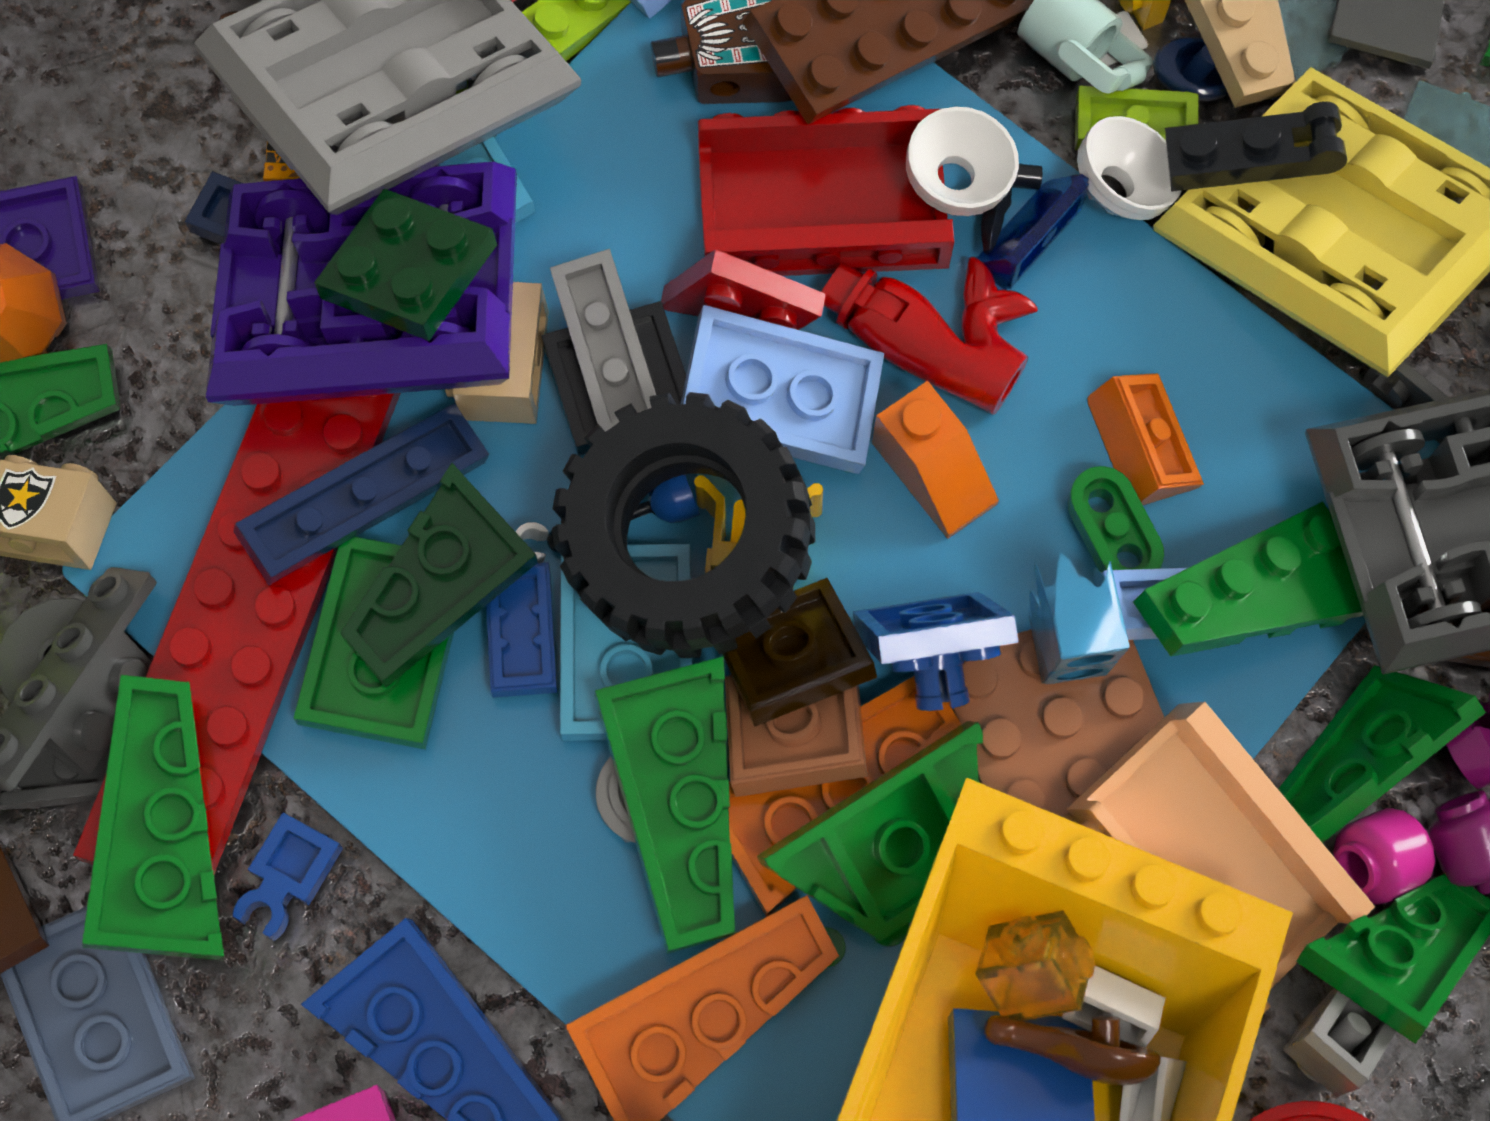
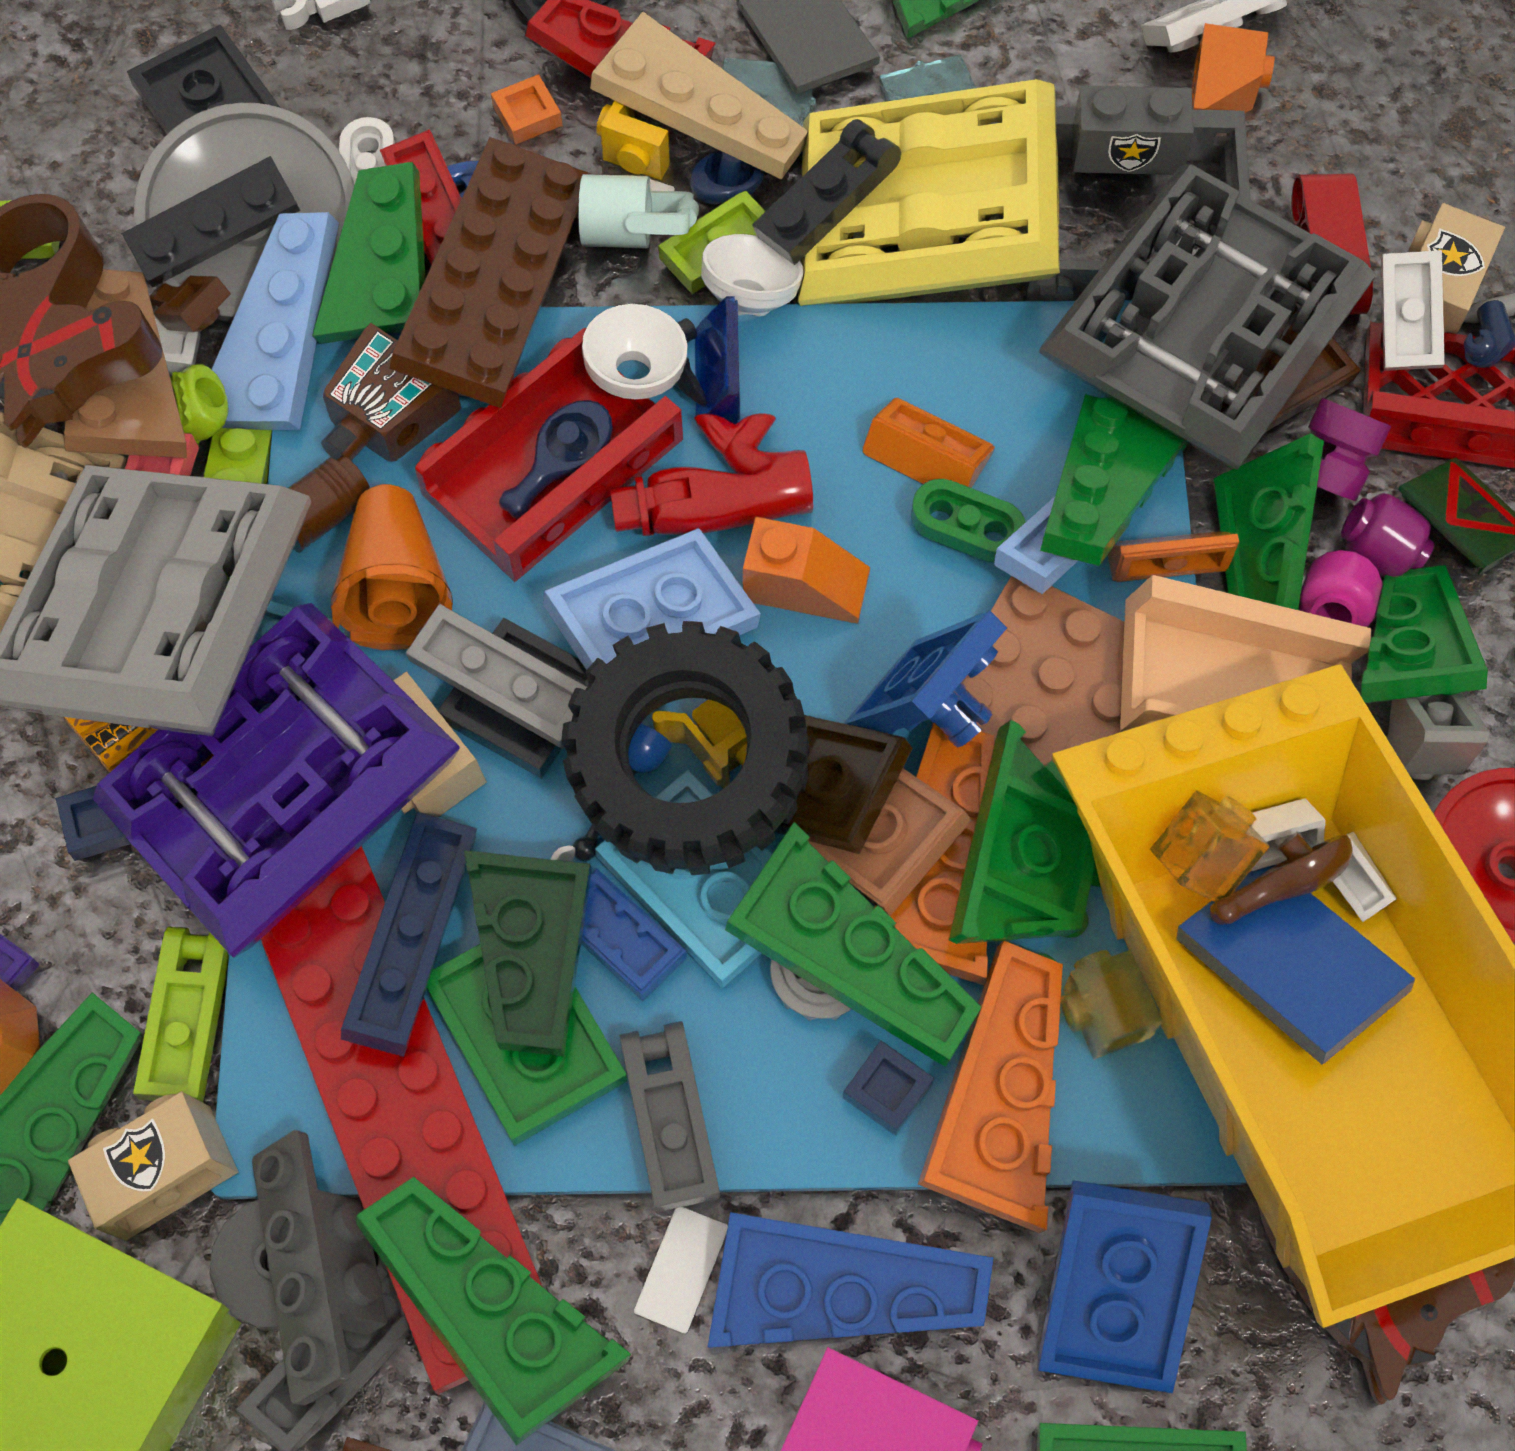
camera: 40 degrees left, 5 degrees down
(149, 422) = (182, 1017): none -> lime plate
(291, 865) = (603, 1255): blue plate -> none
(341, 928) = (681, 1269): none -> white sticker
(406, 264) = (306, 725): dark green plate -> none
(426, 805) = (670, 1119): none -> dark grey plate
(604, 188) = (388, 572): none -> orange cone
(611, 91) = (333, 495): none -> reddish brown head
(611, 930) = (888, 1087): none -> dark blue plate
(743, 289) = (556, 559): red wing -> none
(835, 196) = (562, 447): none -> dark blue piece
(842, 1015) = (1109, 1002): none -> clear yellow brick
(1076, 624) = (1038, 595): dark azure piece -> none
(1265, 699) = (1172, 555): none -> orange slope

